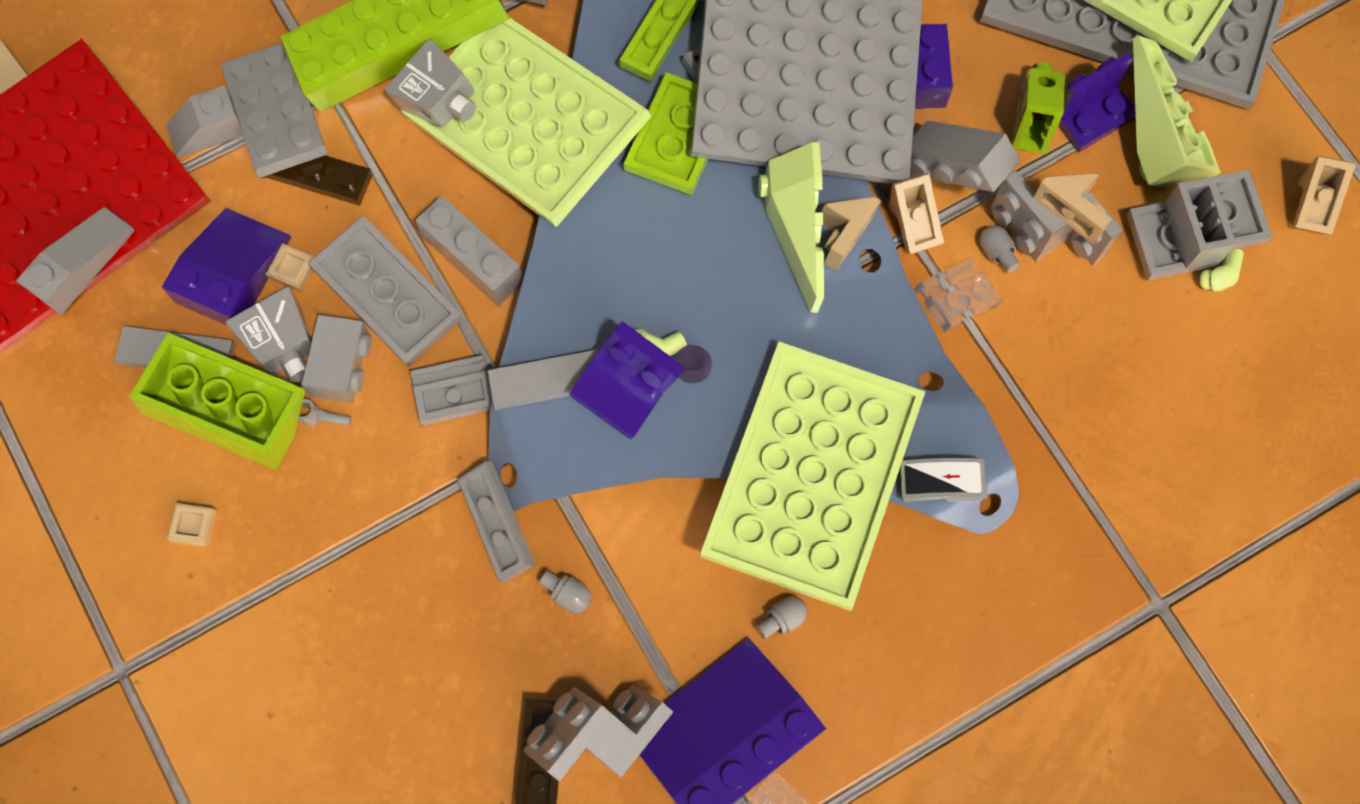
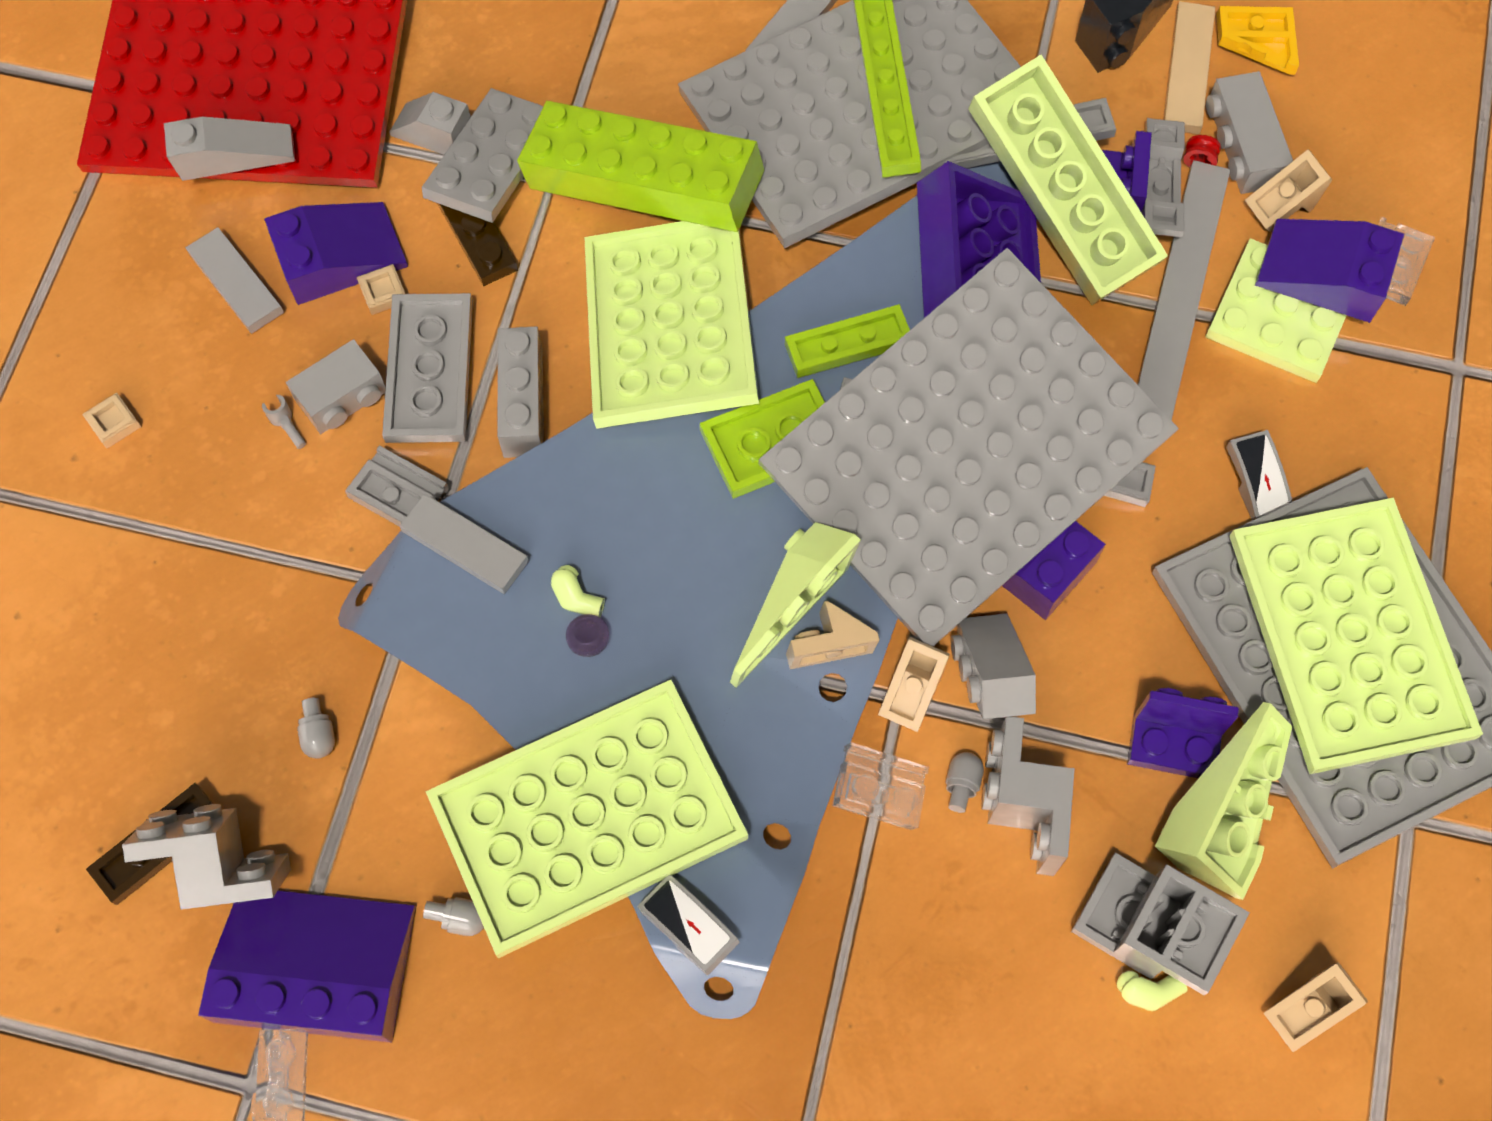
camera: 45 degrees right, 5 degrees down
(219, 400) = (219, 342): lime slope -> none
(275, 334) = (313, 325): light grey torso -> none
(432, 87) = (621, 235): light grey torso -> none
(496, 521) = (320, 623): light grey tile -> none
(626, 380) = (511, 597): dark purple bracket -> none
(1041, 94) = (1119, 689): lime torso -> none
(1067, 200) = (1038, 780): tan slope -> none

